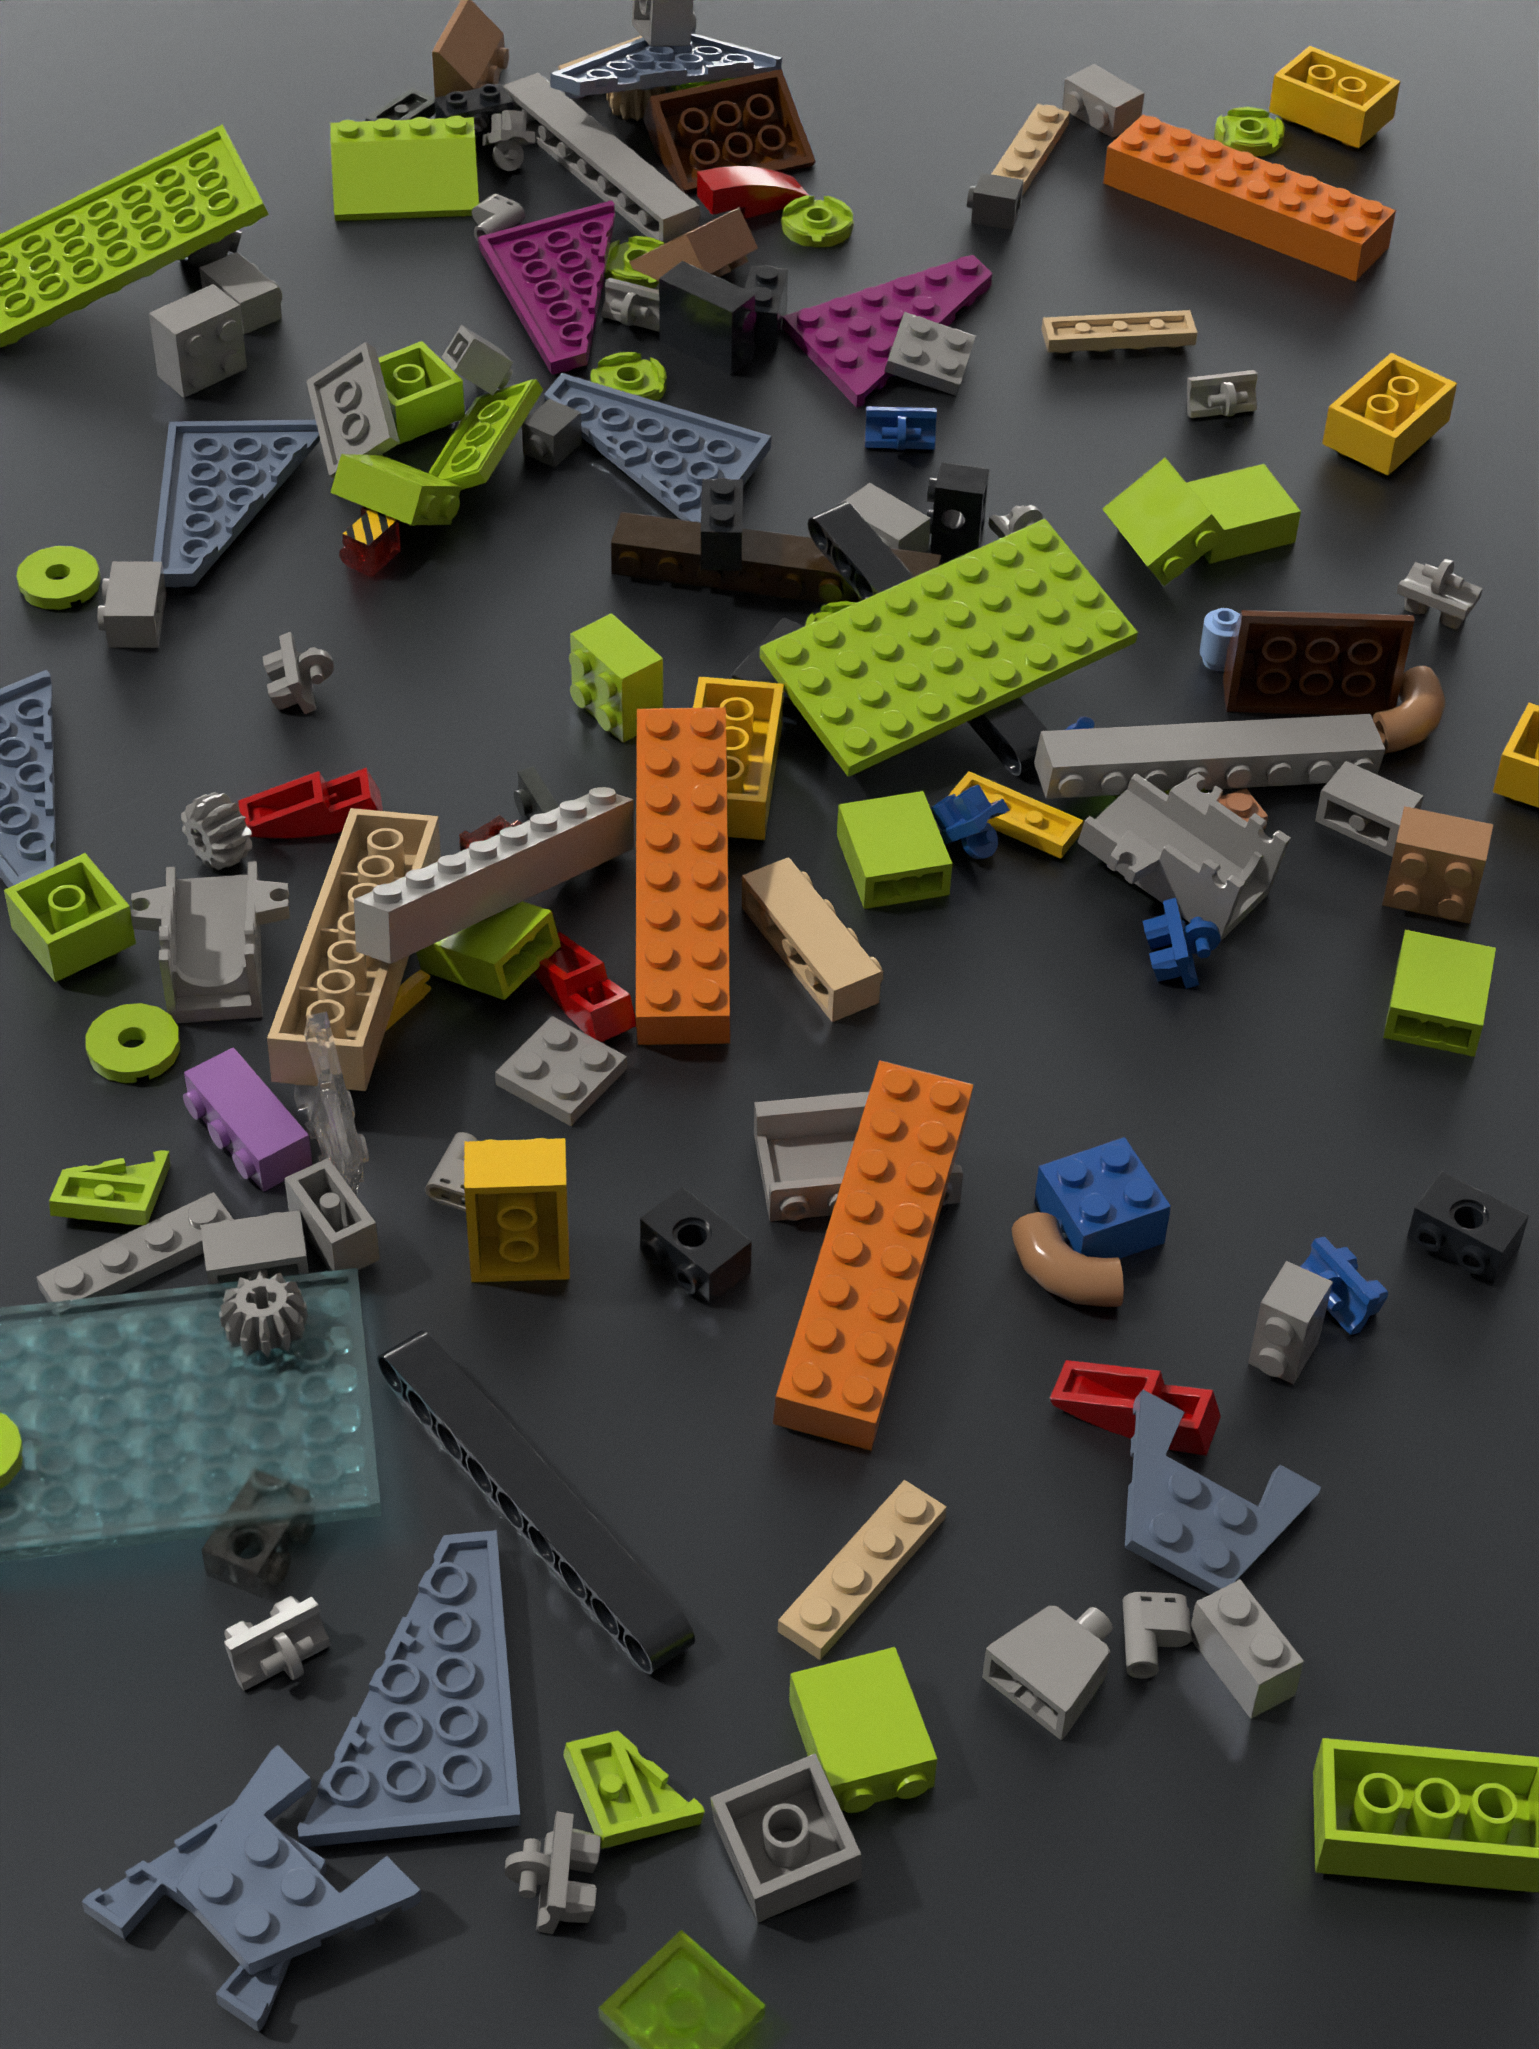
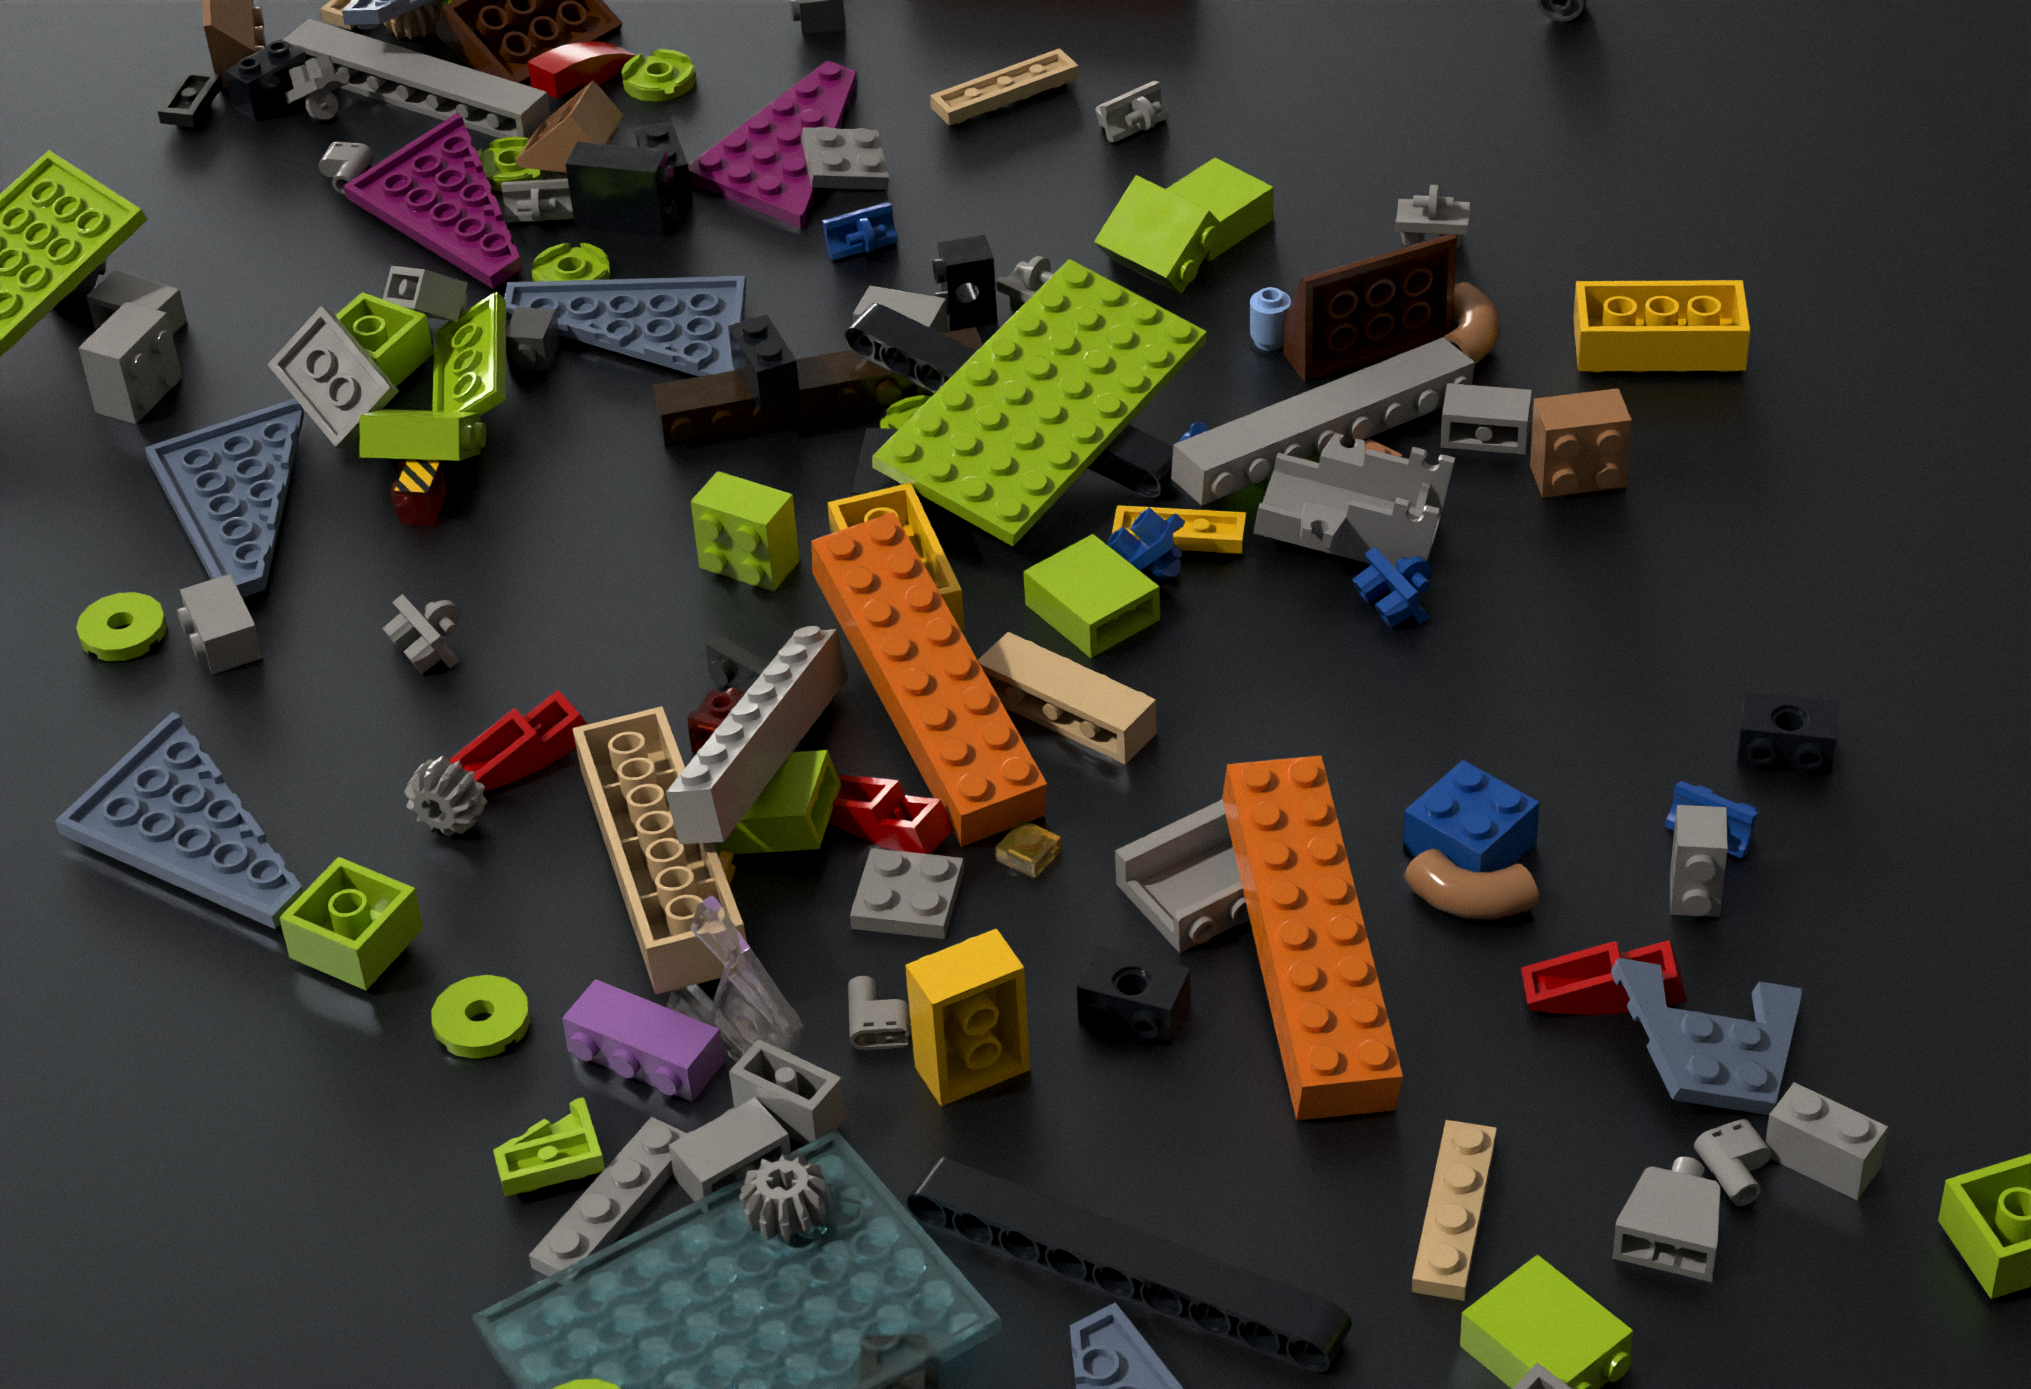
camera: 20 degrees left, 5 degrees down
(211, 941) = (508, 895): light grey piece -> none
(403, 168) = (226, 146): lime slope -> none
(693, 1069) = (1028, 848): none -> clear yellow plate
(1389, 413) = (1295, 81): yellow brick -> none
(1440, 993) = (1643, 550): lime brick -> none

